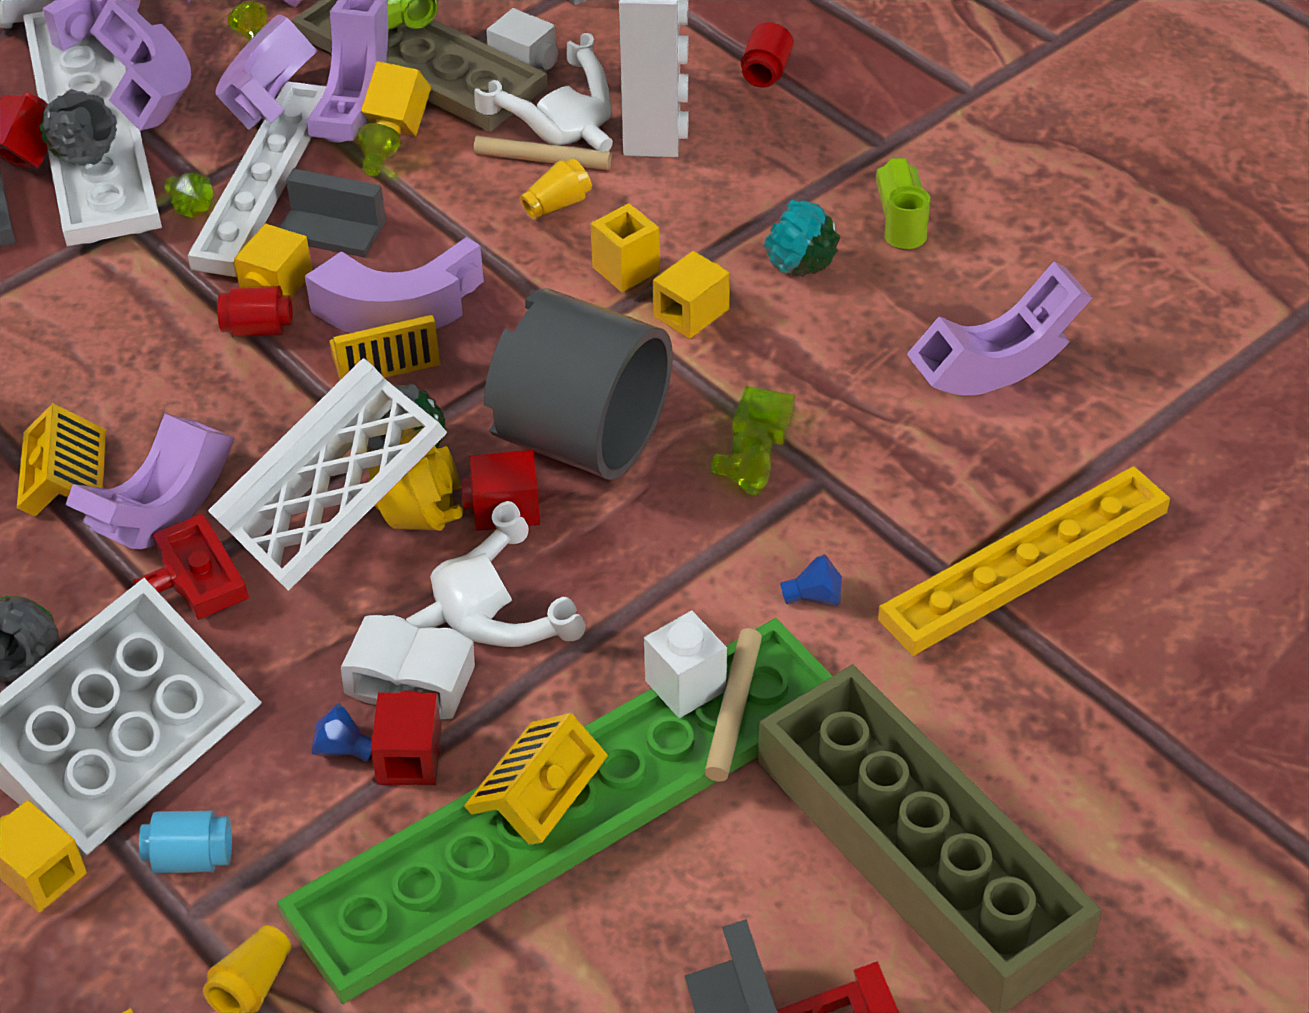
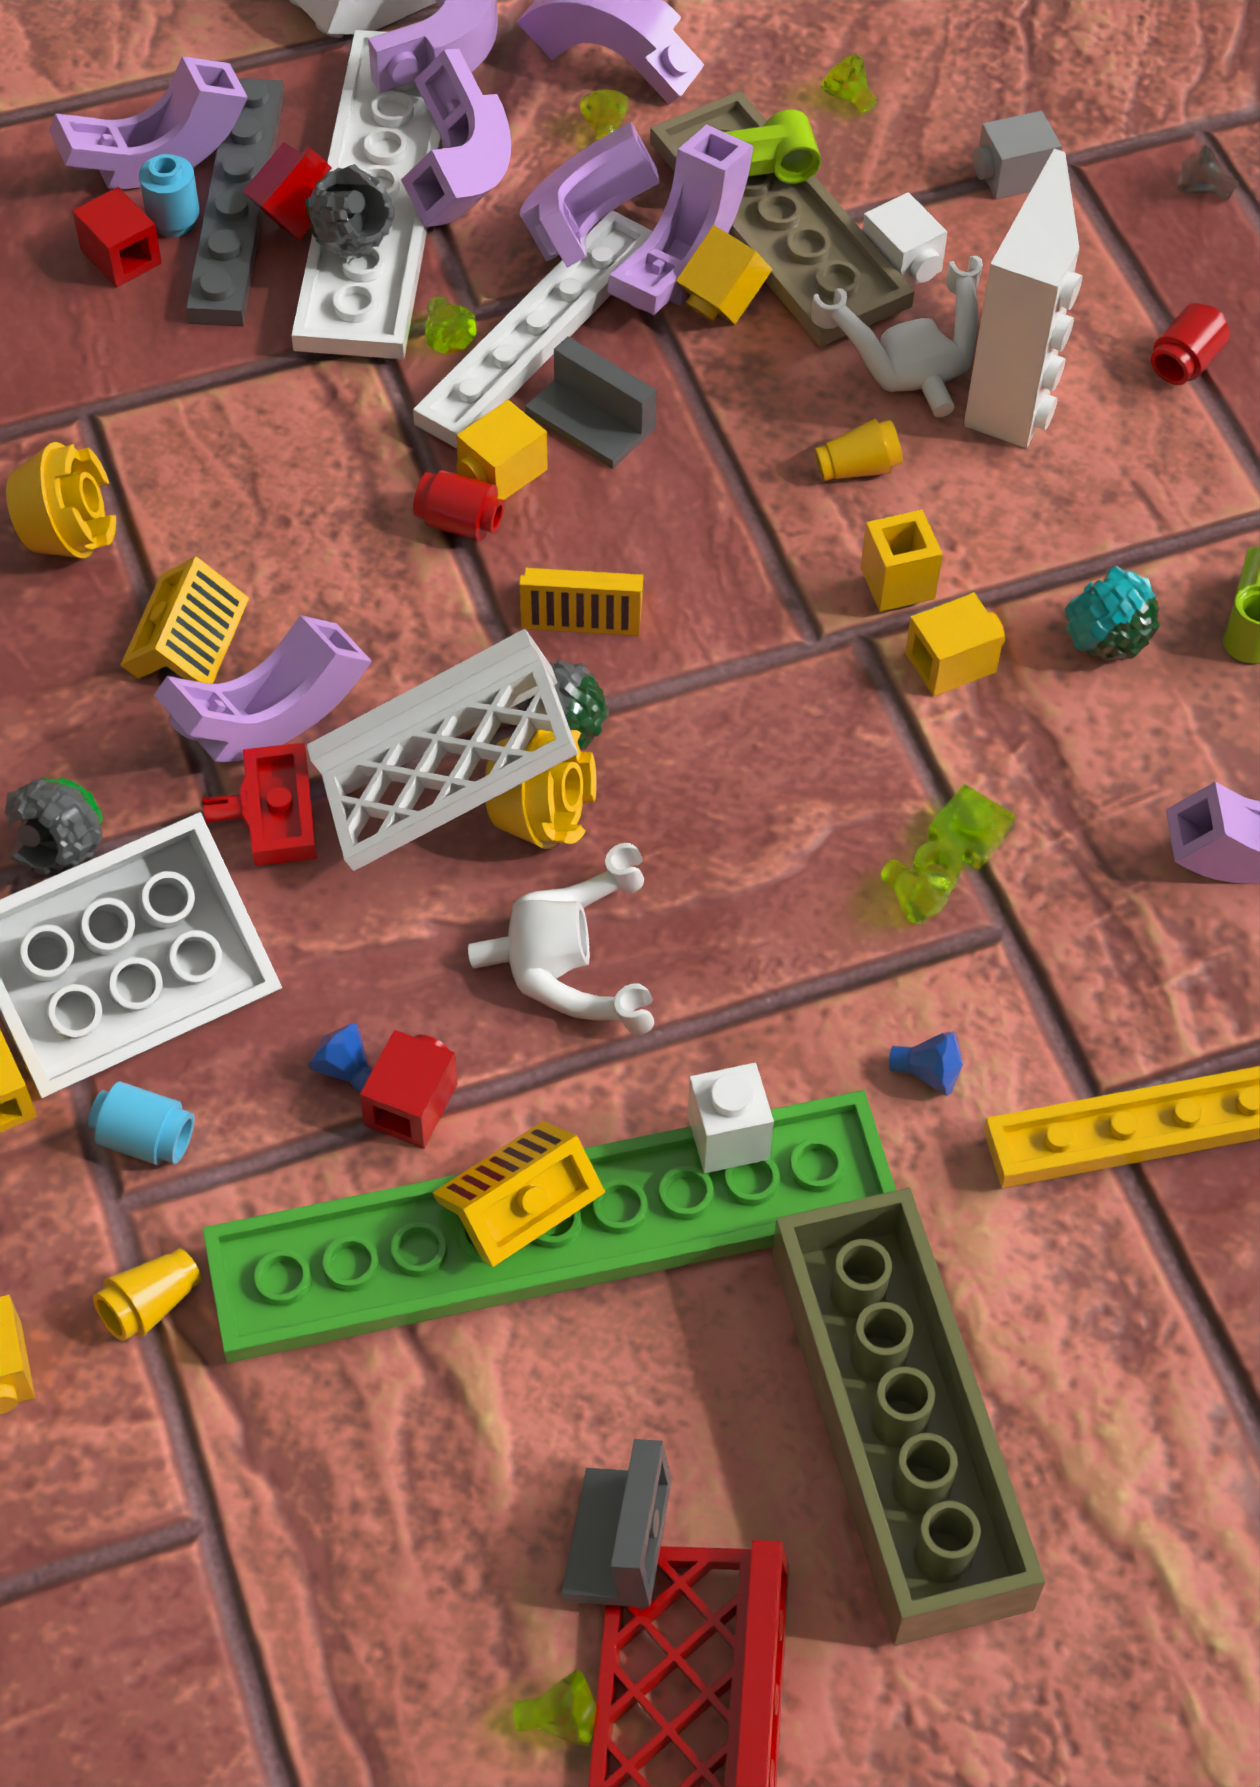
camera: 20 degrees right, 10 degrees up
(363, 298) = (597, 537): lavender arch -> none
(377, 144) = (681, 328): clear neon green rock -> none
(400, 657) = (441, 996): white brick -> none
(501, 479) = (635, 815): red brick -> none
(541, 152) = (869, 395): tan bar -> none
(579, 383) = (761, 730): dark grey brick -> none
(733, 705) = (767, 1180): tan bar -> none

